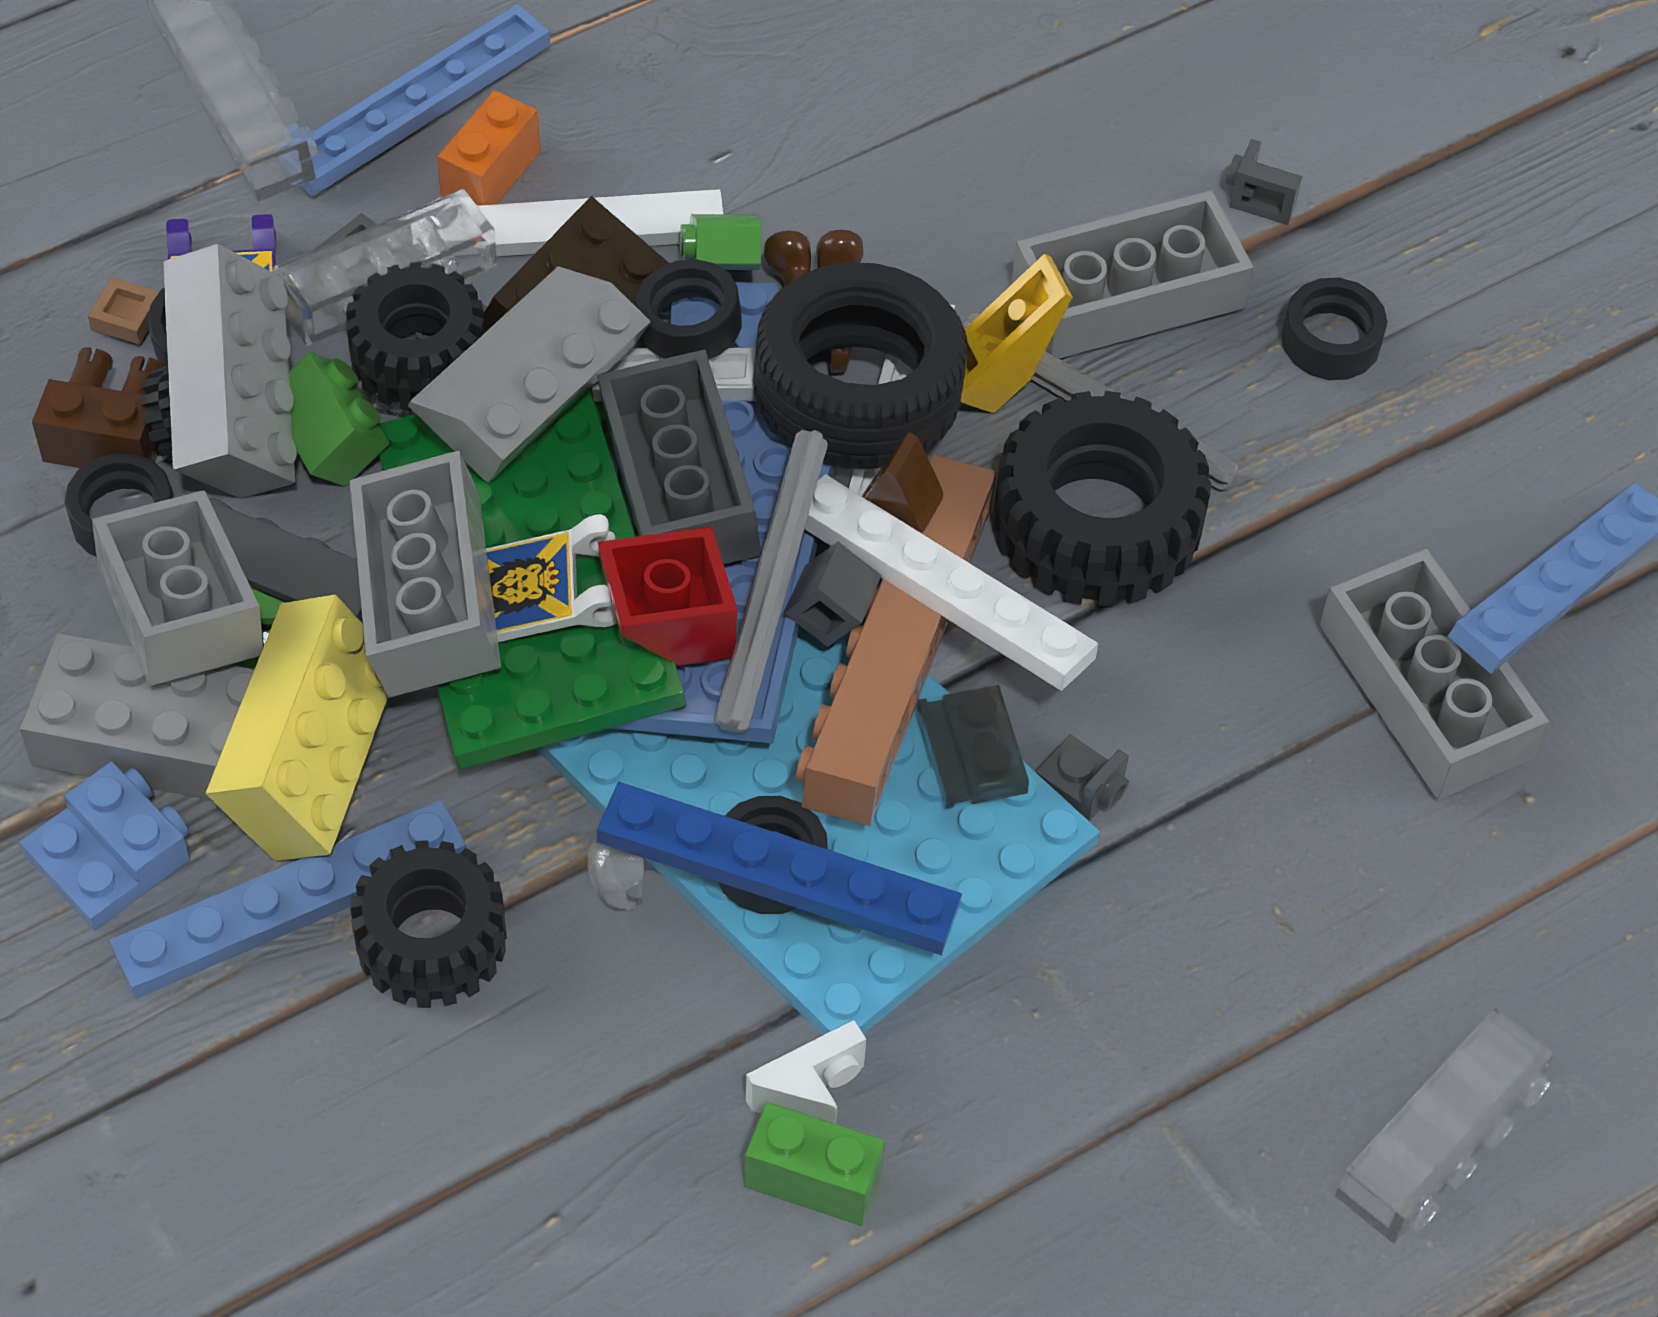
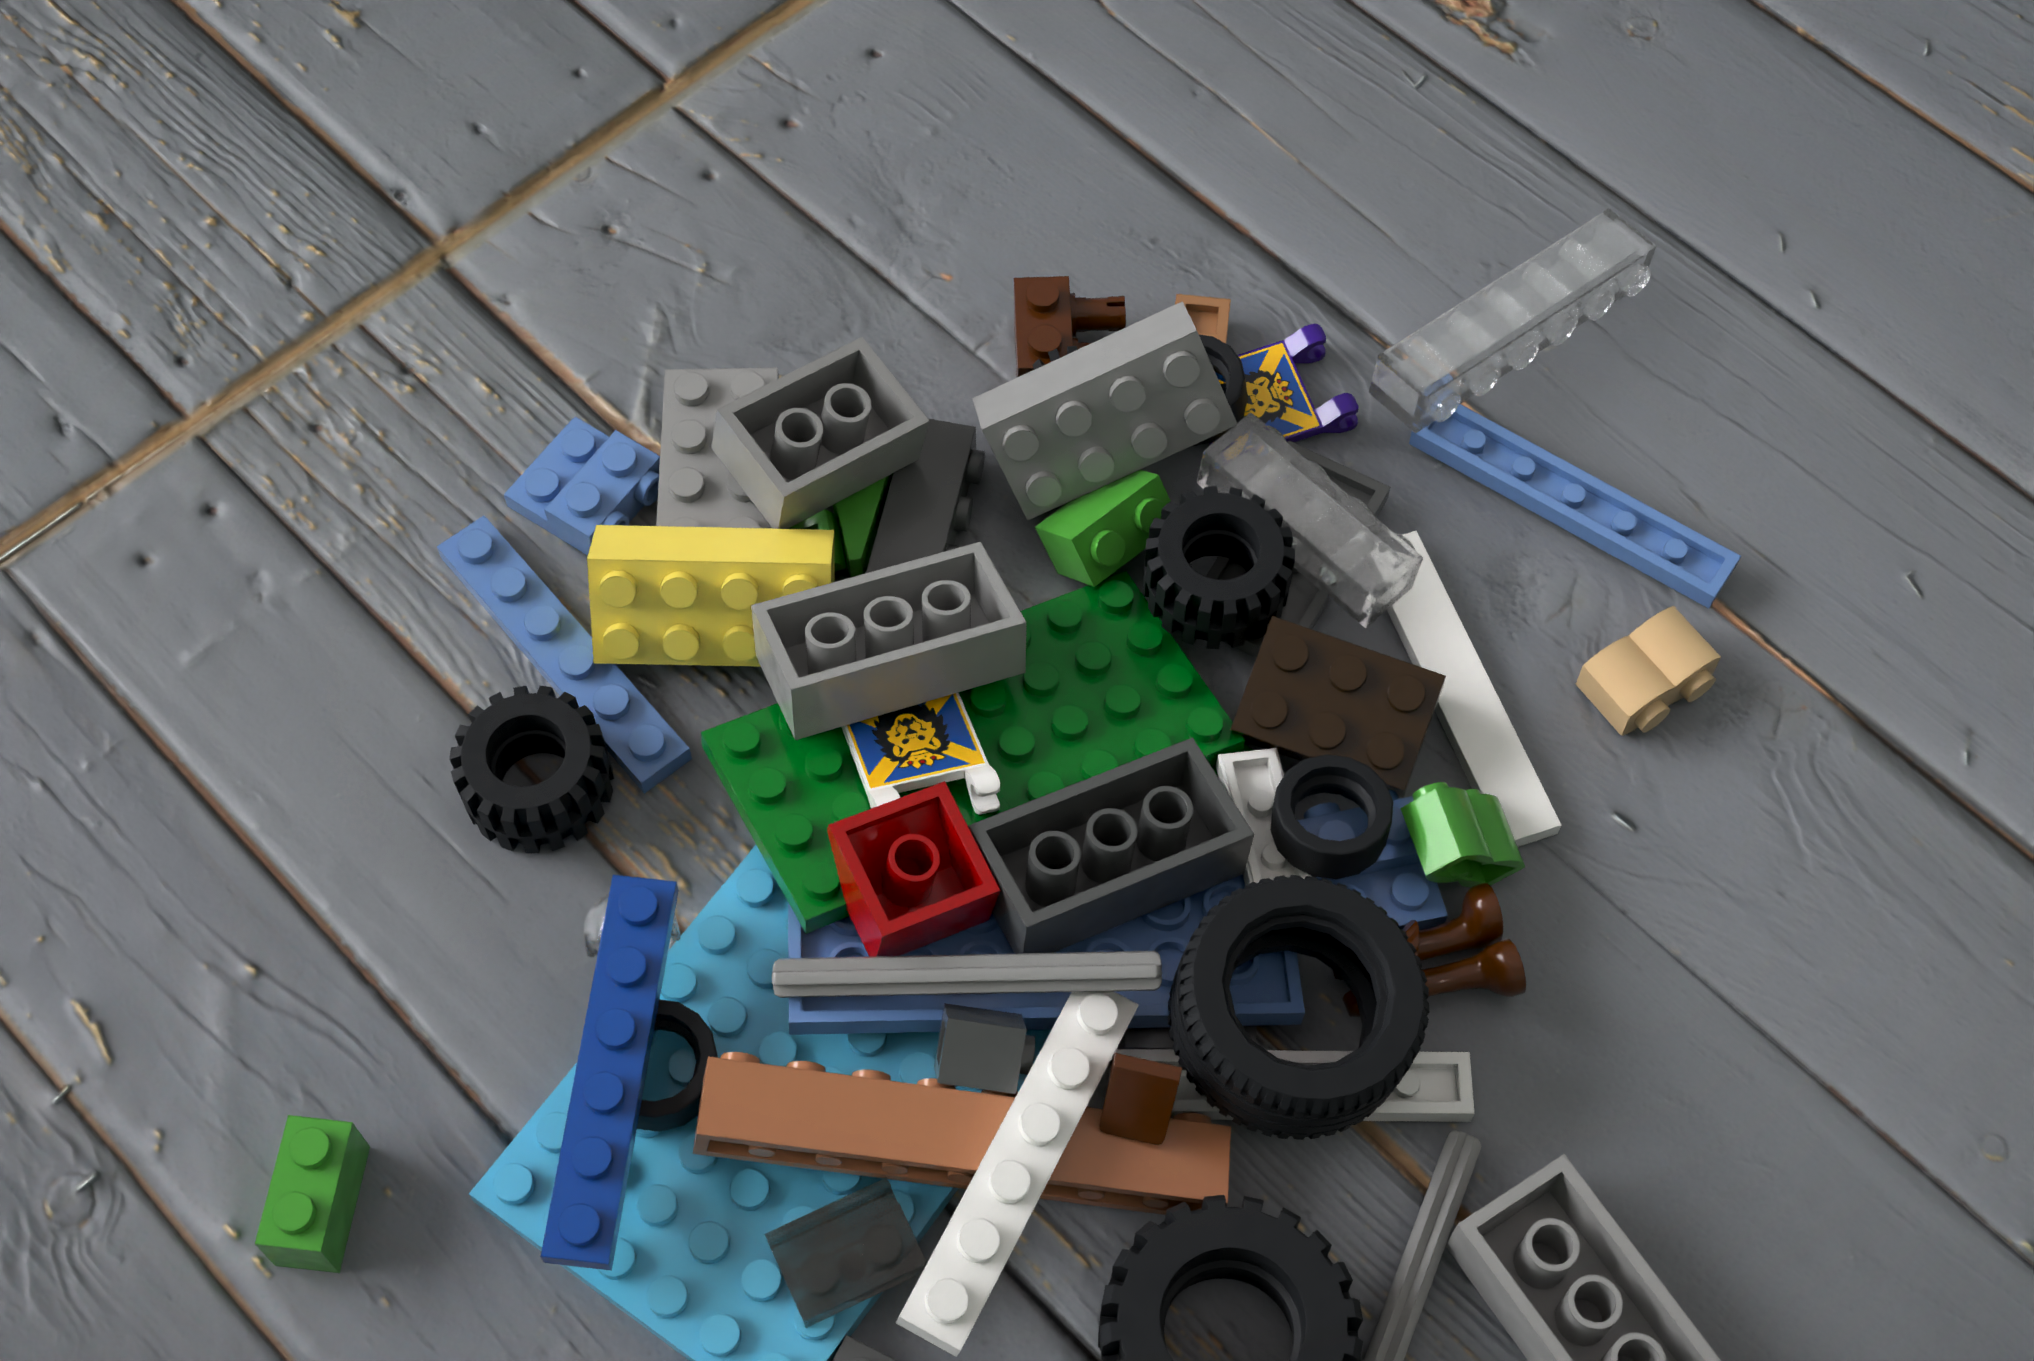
camera: 80 degrees right, 5 degrees up
(105, 476) = (954, 354): black tyre -> none
(490, 150) = (1516, 582): orange brick -> none
(529, 368) = (1185, 672): light grey slope -> none
(602, 94) = (1648, 671): none -> tan brick
(801, 1075) = (407, 1163): white slope -> none
(1013, 336) = (1401, 1167): yellow slope -> none

